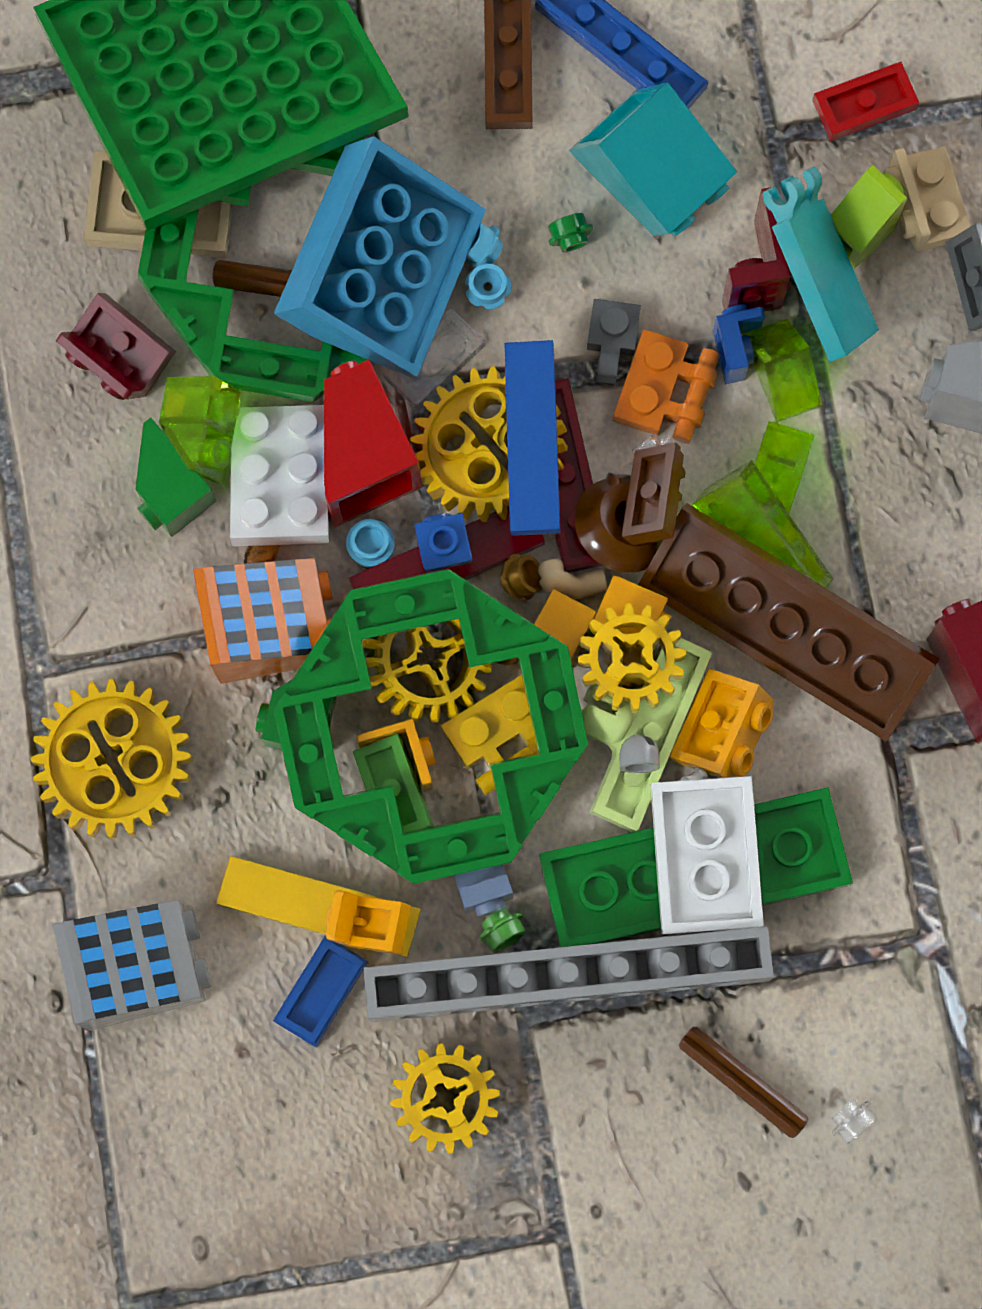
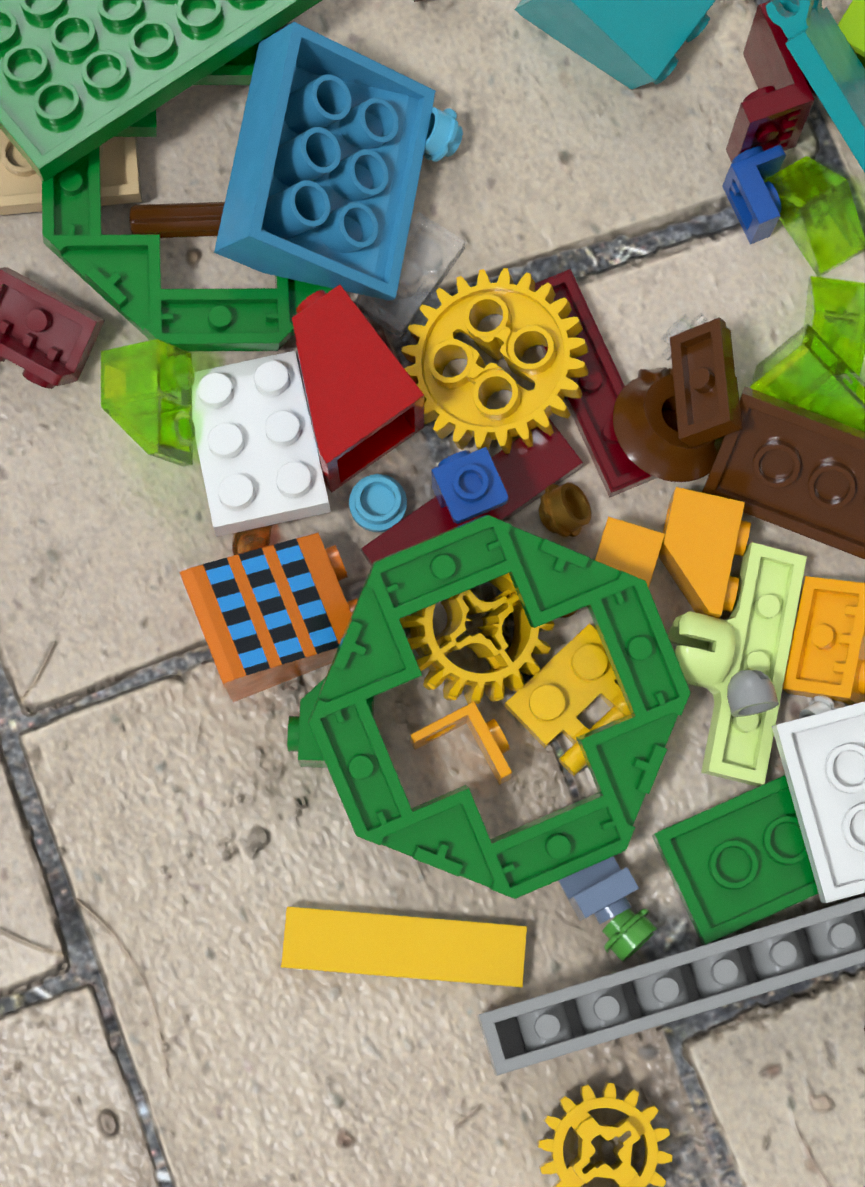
camera: 15 degrees left, 0 degrees up
(74, 781) = (82, 853): yellow gear -> none
(131, 963) = (194, 1062): slope -> none
(166, 486) = (124, 479): green slope -> none
(320, 991) = (426, 1048): blue tile -> none
(367, 922) = (470, 957): light orange bracket -> none
(389, 764) = (454, 761): bright green plate -> none
(484, 275) = (452, 166): medium azure plate -> none
(532, 438) = (549, 343): blue tile -> none
(570, 232) = (537, 101): green plate -> none
(573, 586) = (631, 509): tan arm -> none
(612, 333) = (610, 208): dark grey plate -> none
(645, 641) = (742, 589): yellow gear -> none
(652, 381) = (667, 254): orange plate -> none

